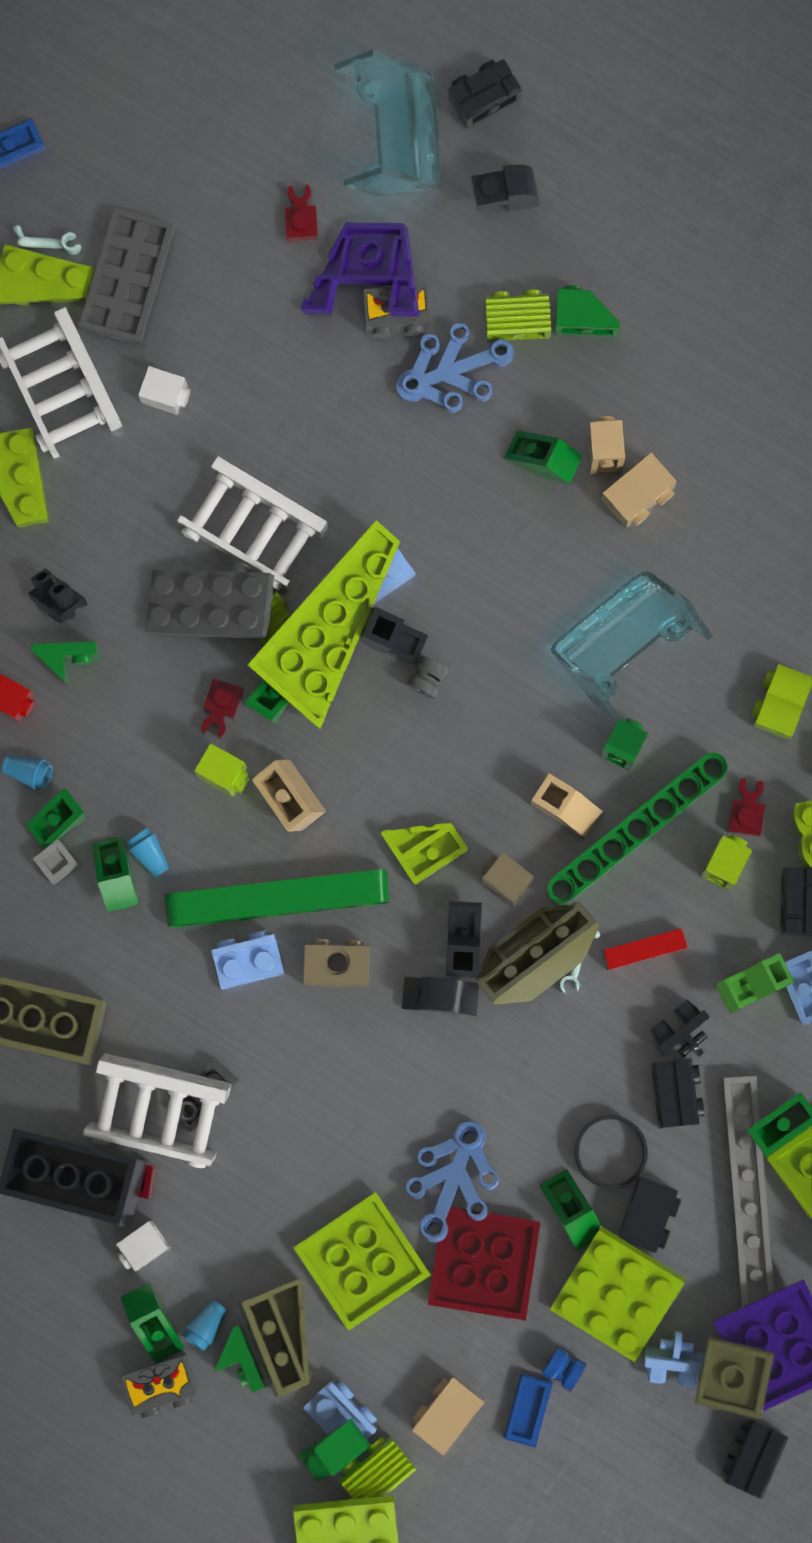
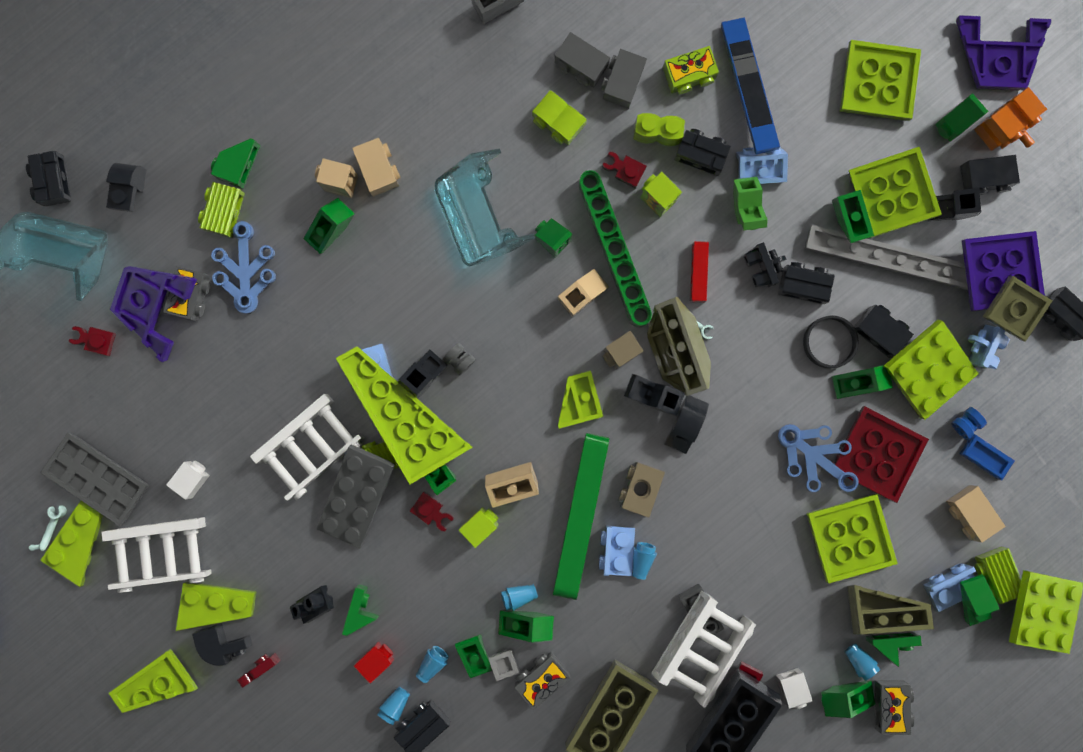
camera: 80 degrees left, 5 degrees up
(51, 916) = (541, 680): none -> brick
(247, 996) = (643, 559): none -> dark azure cone

